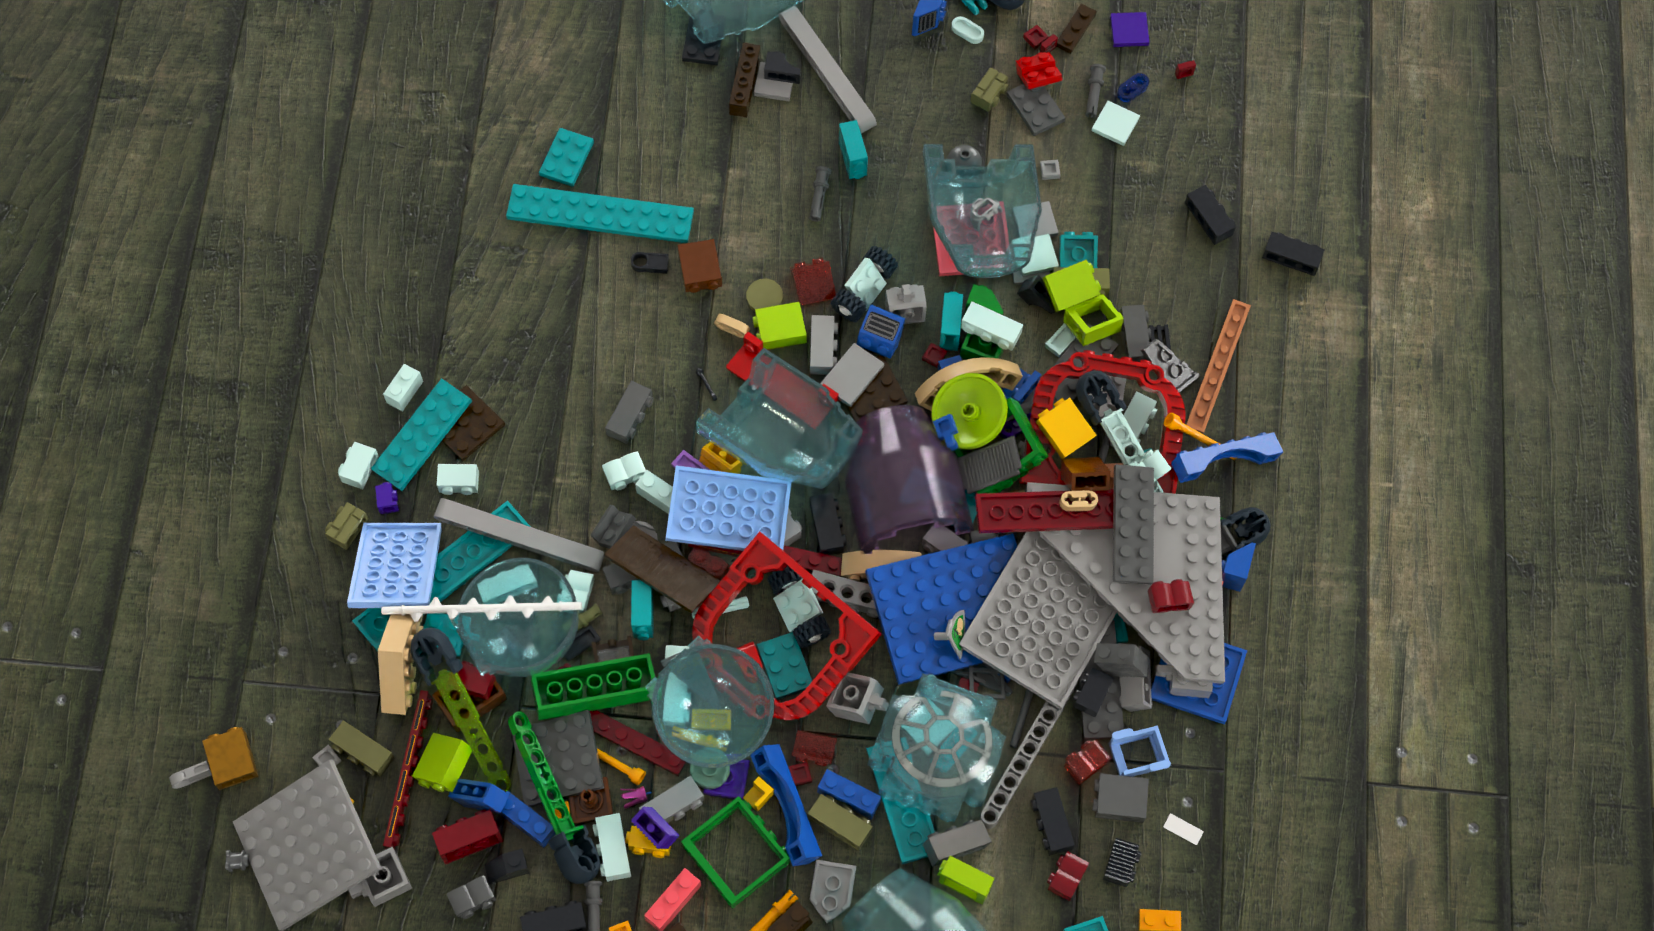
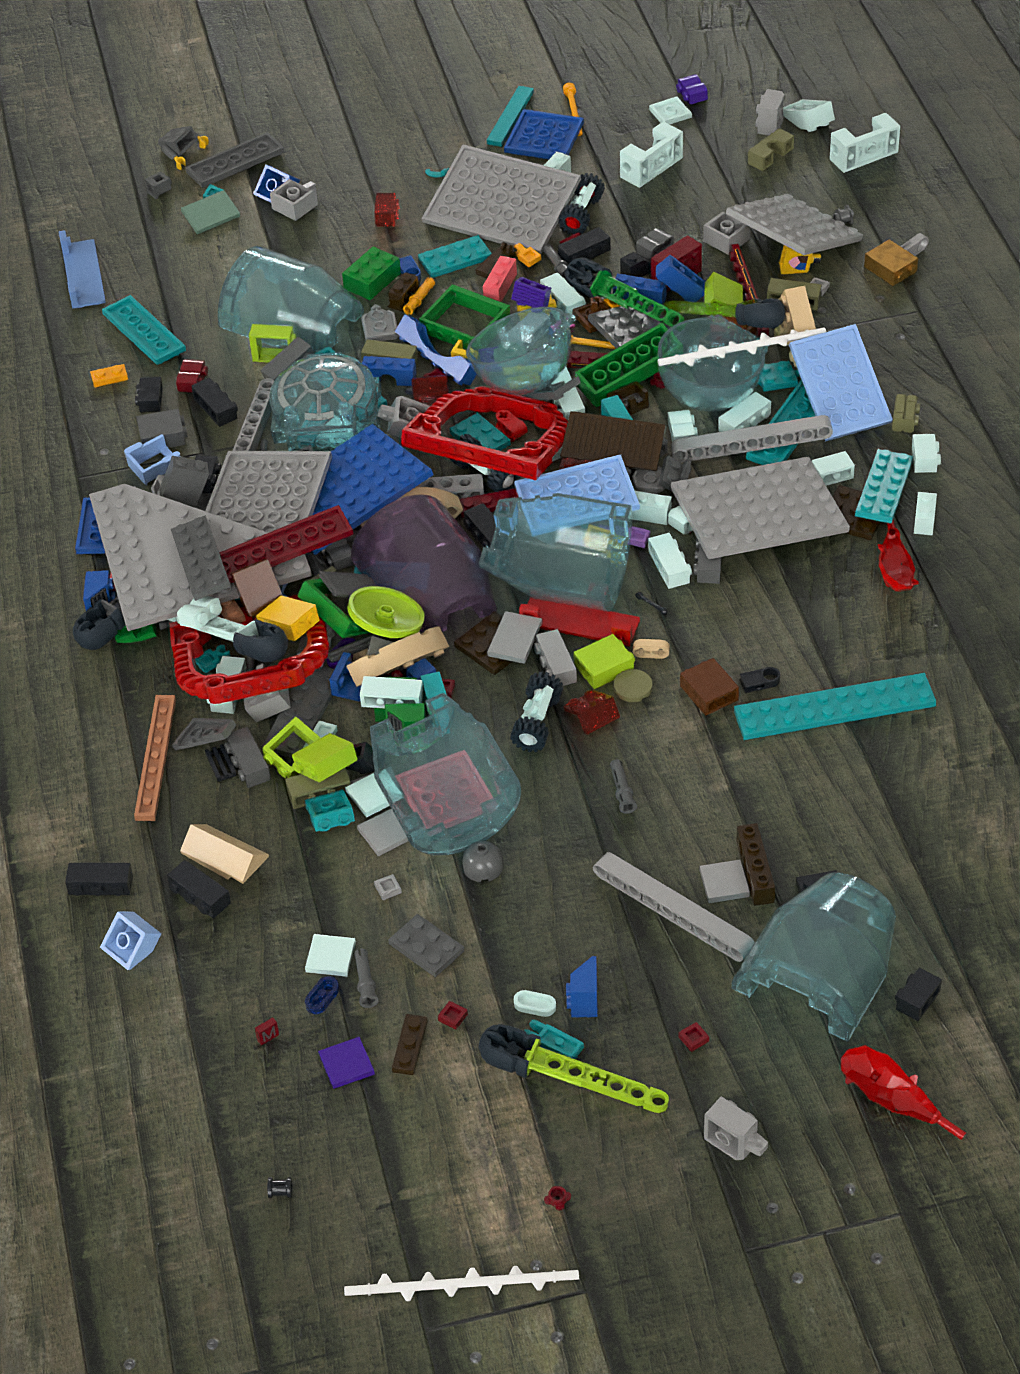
camera: 165 degrees right, 20 degrees down
(386, 498) = (884, 438): dark purple brick -> none
(465, 333) = (892, 554): none -> red piece
(556, 445) = (759, 507): none -> light grey plate
(566, 157) = (899, 744): teal plate -> none
(582, 642) = (659, 402): black tile -> none
(589, 615) = (662, 414): olive pin -> none
(668, 421) = (669, 560): none -> light aqua brick
(779, 69) = (721, 879): black arch -> none
(853, 149) = (604, 823): teal brick -> none
(880, 331) = (502, 675): blue slope -> none
(907, 302) = (489, 702): light grey hinge -> none
(946, 429) = (402, 591): blue plate -> none
(954, 632) = (338, 455): light grey shield -> none
(977, 219) = (436, 802): light grey helmet -> none
(989, 89) = (483, 940): olive brick -> none
(1038, 70) = (435, 971): red plate -> none
(1049, 44) = (434, 1007): dark red tile -> none
(1078, 500) = (255, 553): tan beam -> none
(1087, 761) = (197, 442): clear red brick -> none
(1170, 596) = (151, 522): dark red brick -> none
(1173, 422) = (185, 655): light orange piece -> none
(1178, 245) = (222, 852): none -> tan slope
(1183, 829) = (104, 433): white sticker -> none
(1259, 449) = (99, 693): arch -> none
(1276, 186) = (130, 939): none -> light blue slope

